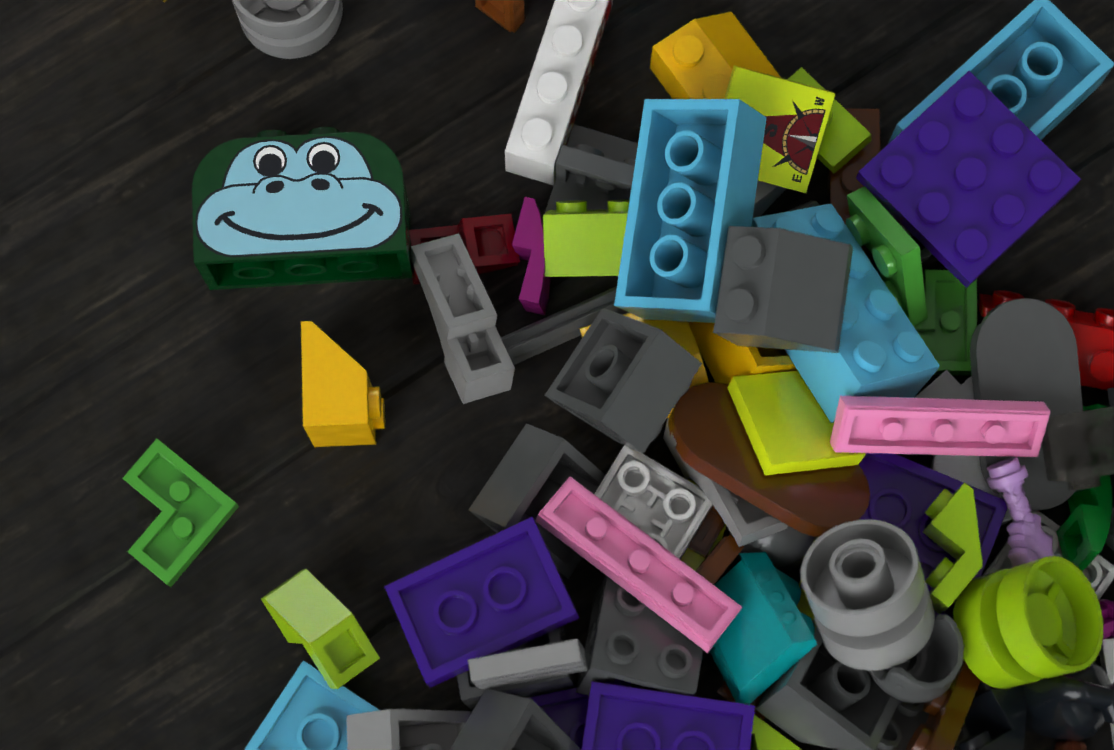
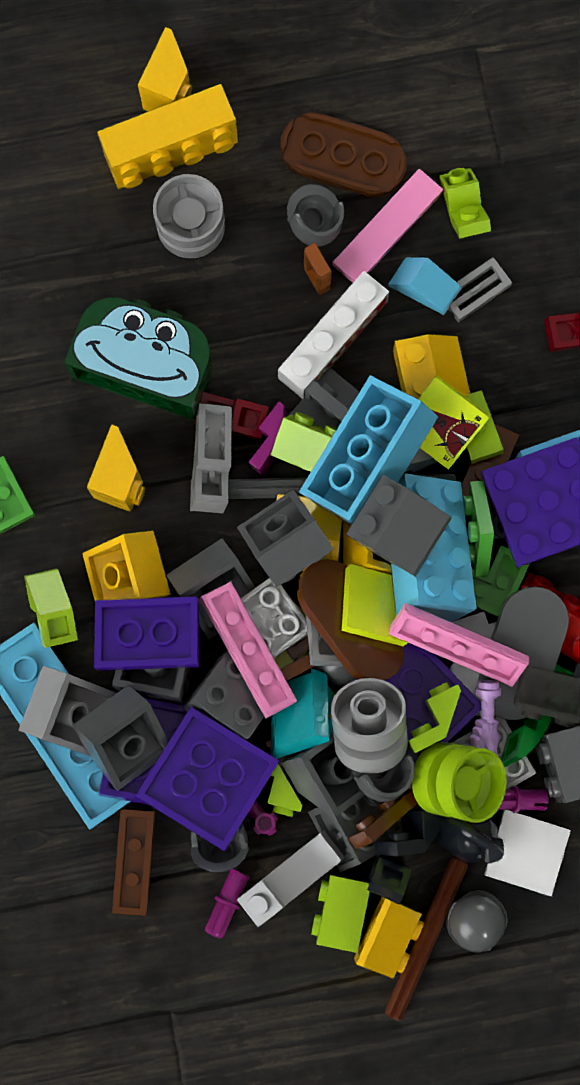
camera: 25 degrees right, 5 degrees up
(405, 525) = (127, 568): none -> yellow slope
(527, 664) = (156, 681): light grey tile -> none

